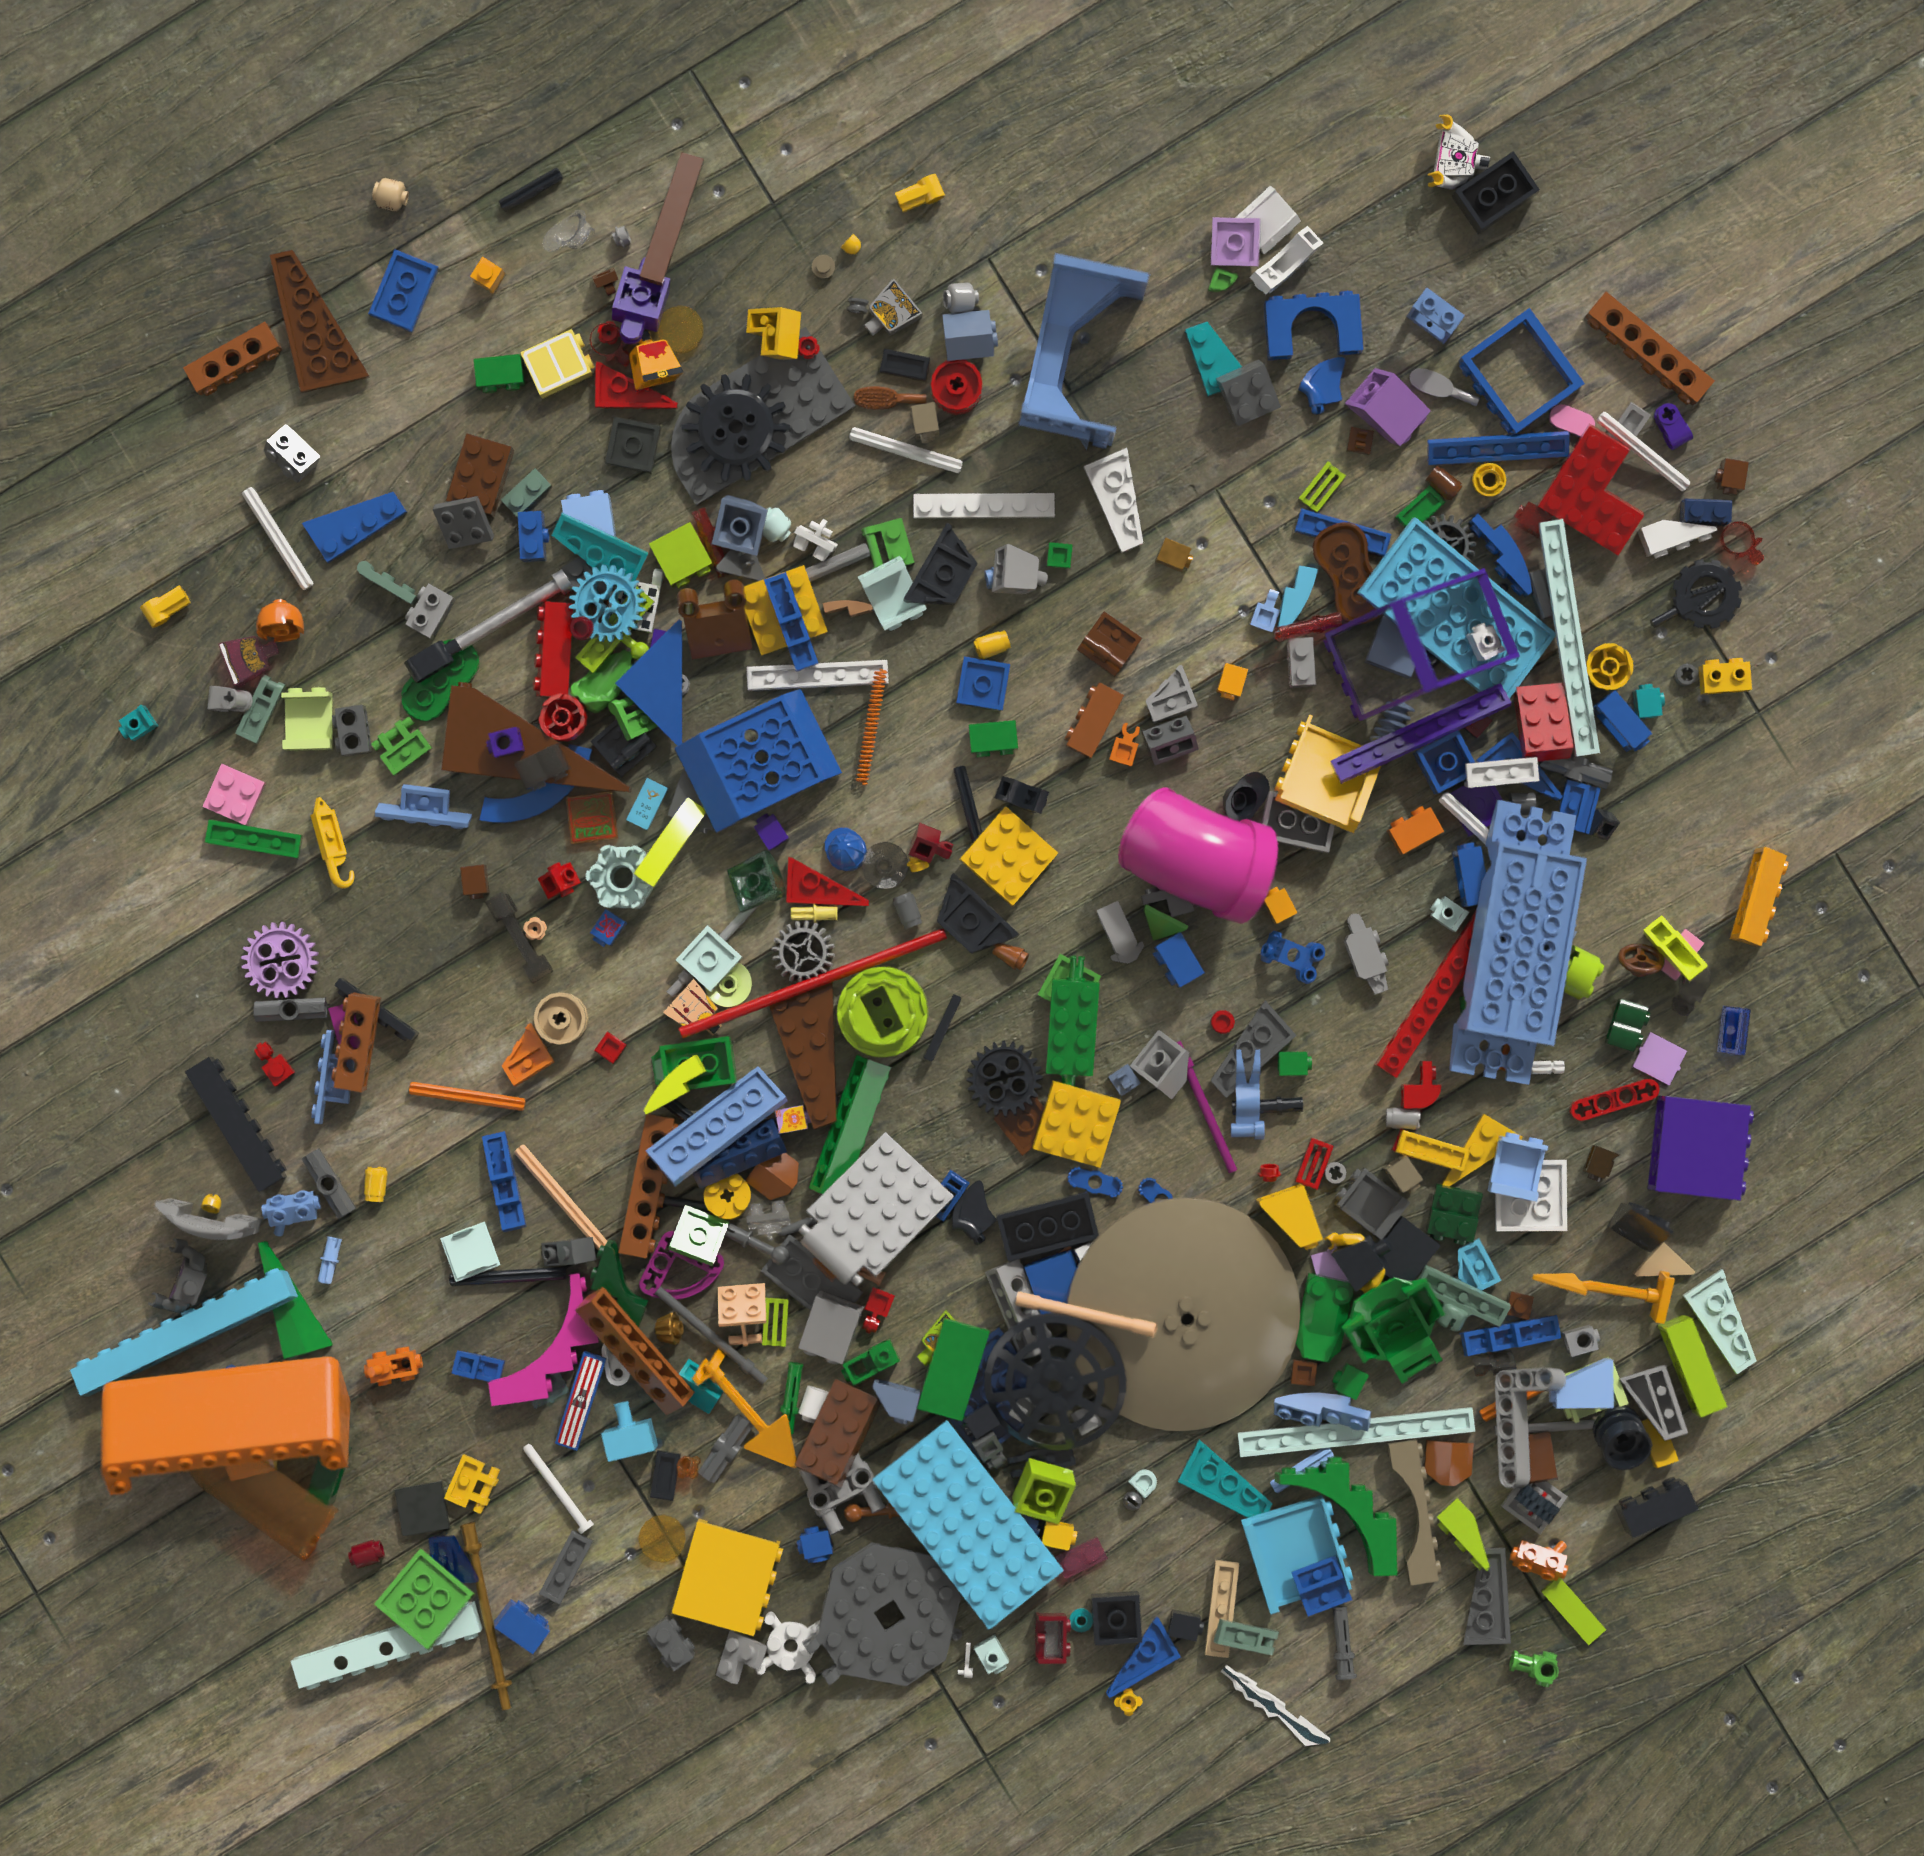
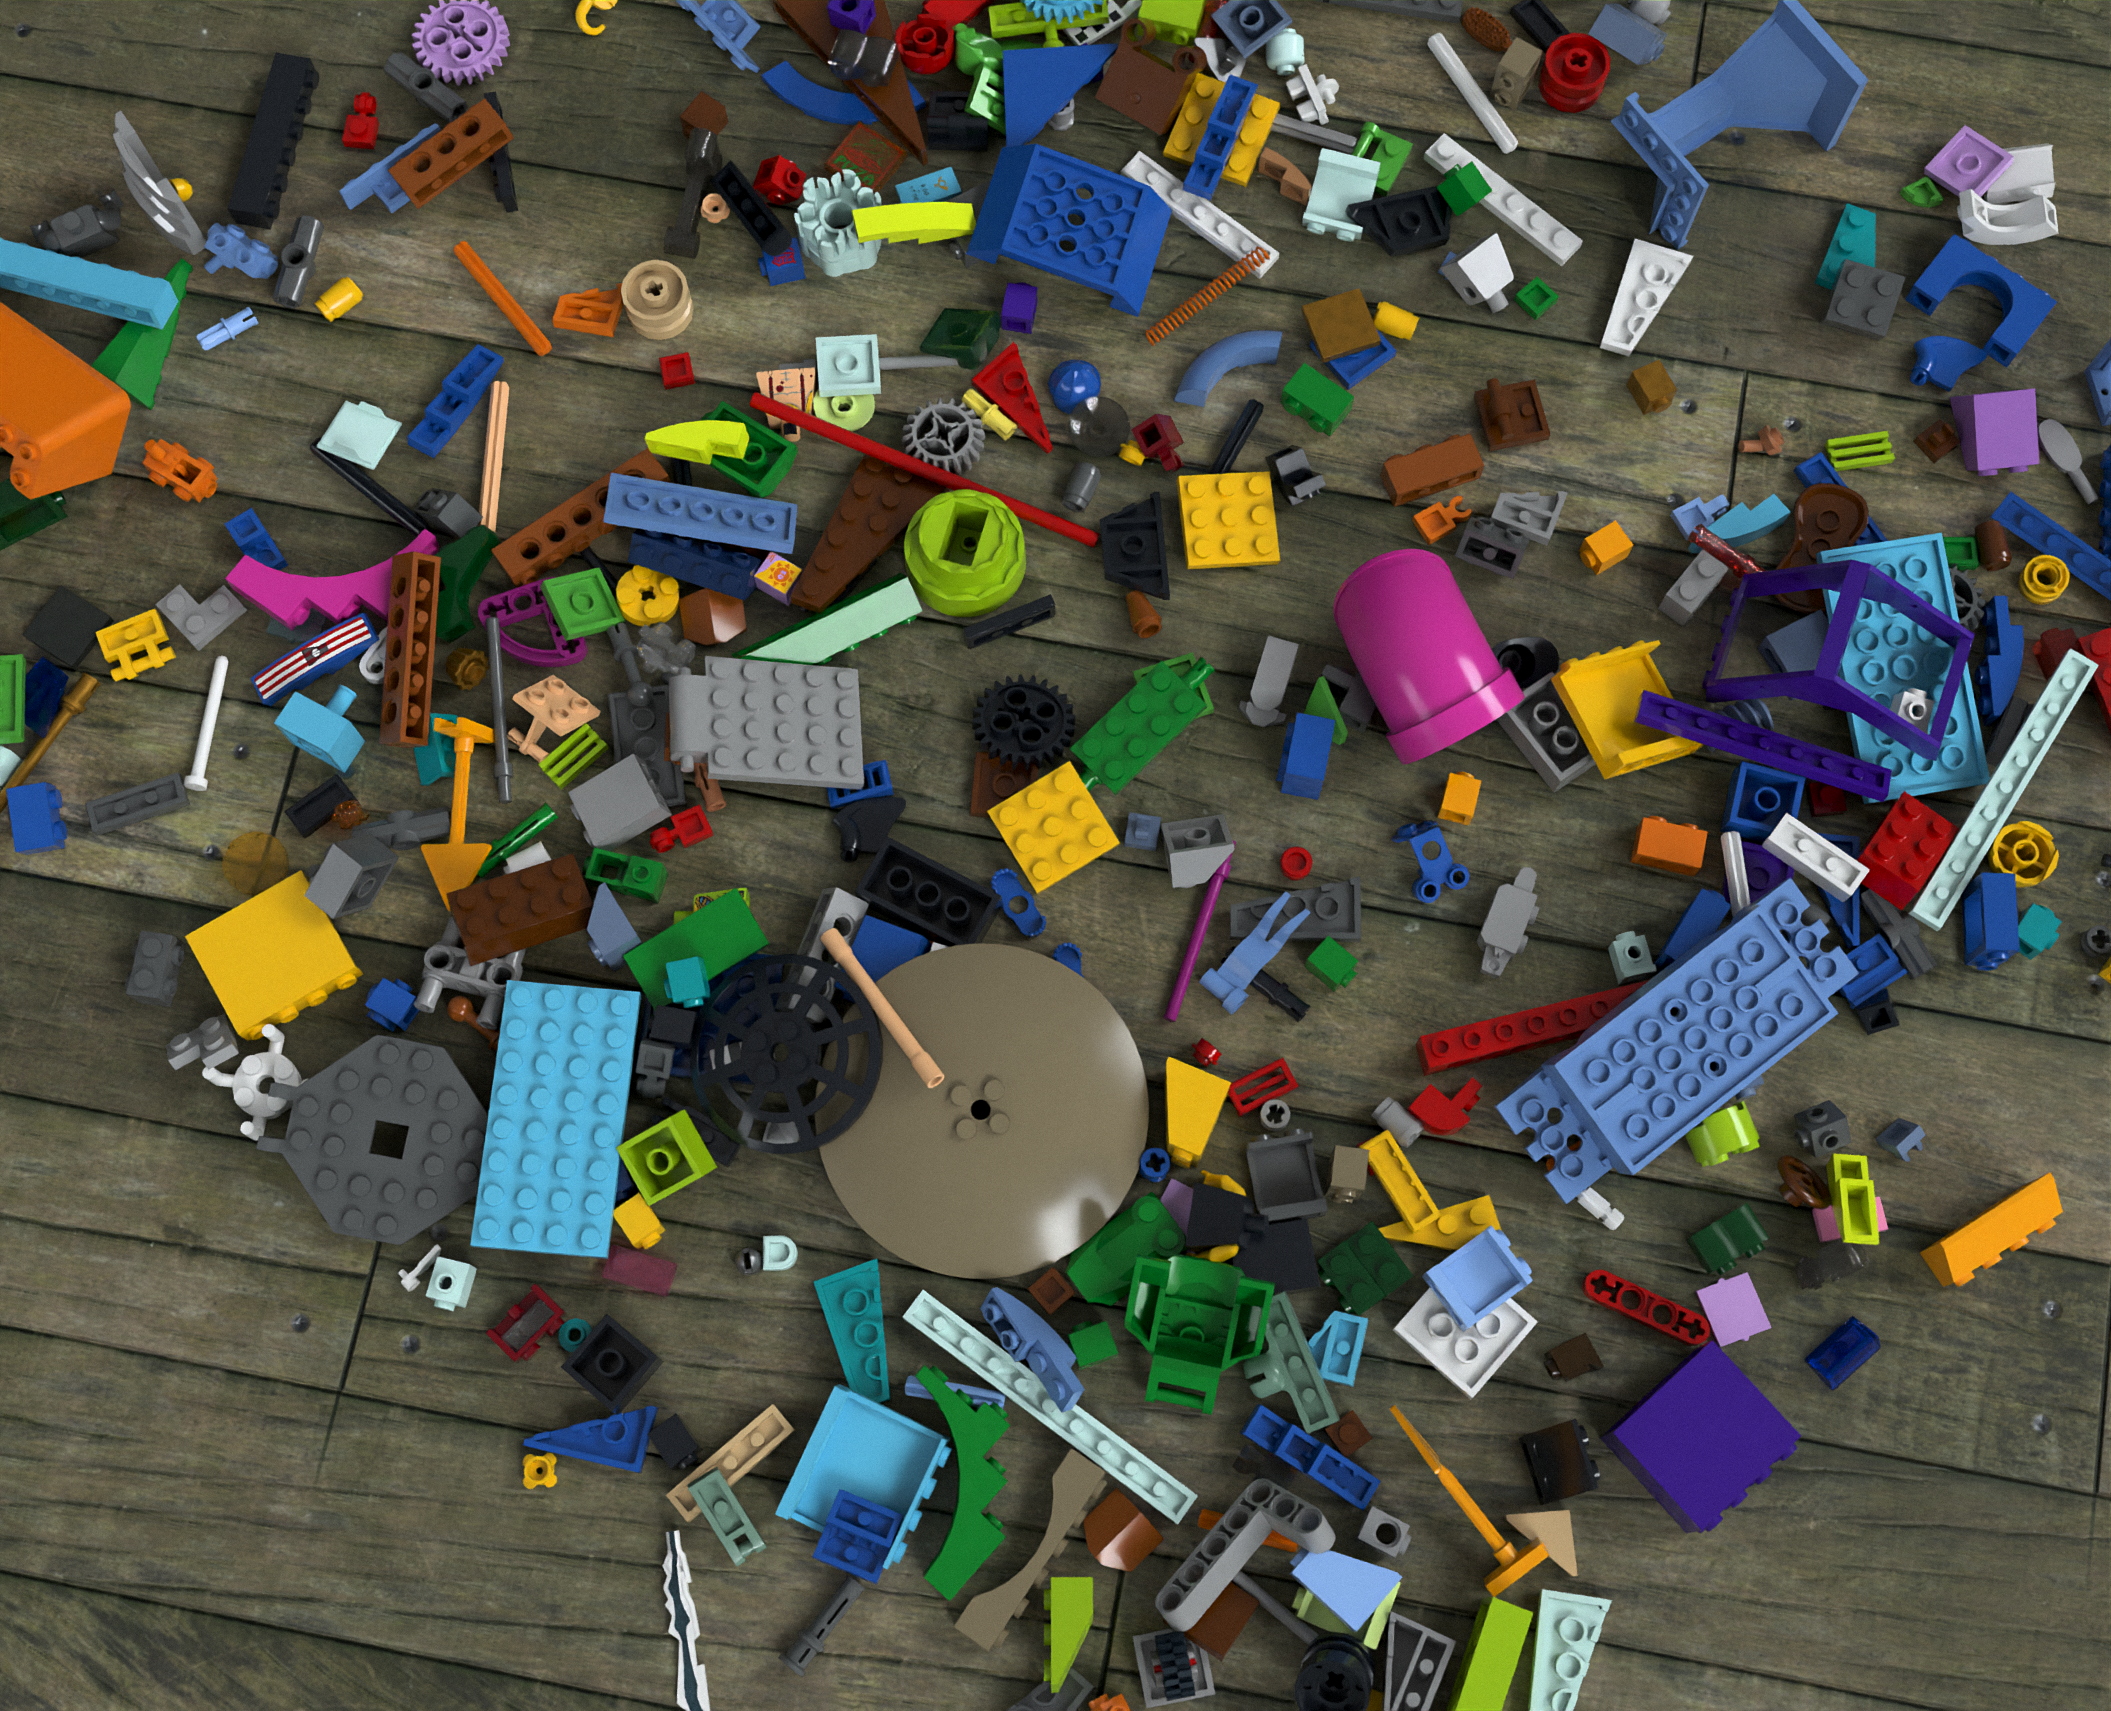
camera: 45 degrees right, 15 degrees down
(490, 1439) = (202, 621): none -> light grey plate
(563, 916) = (752, 210): none -> black brick
(729, 1501) = (350, 875): none -> dark grey brick
(913, 756) = (1219, 358): none -> medium blue brick
(959, 524) = (1463, 187): none -> green brick
(966, 678) = (1341, 325): none -> pearl gold tile
(968, 1392) = (687, 982): none -> teal brick
(1267, 527) = (1769, 440): none -> nougat plate
(1304, 1256) = (1160, 1157): none -> blue bush
(1626, 921) = (1822, 1129): none -> dark grey brick
(1671, 886) = (1900, 1138): none -> sand blue tile

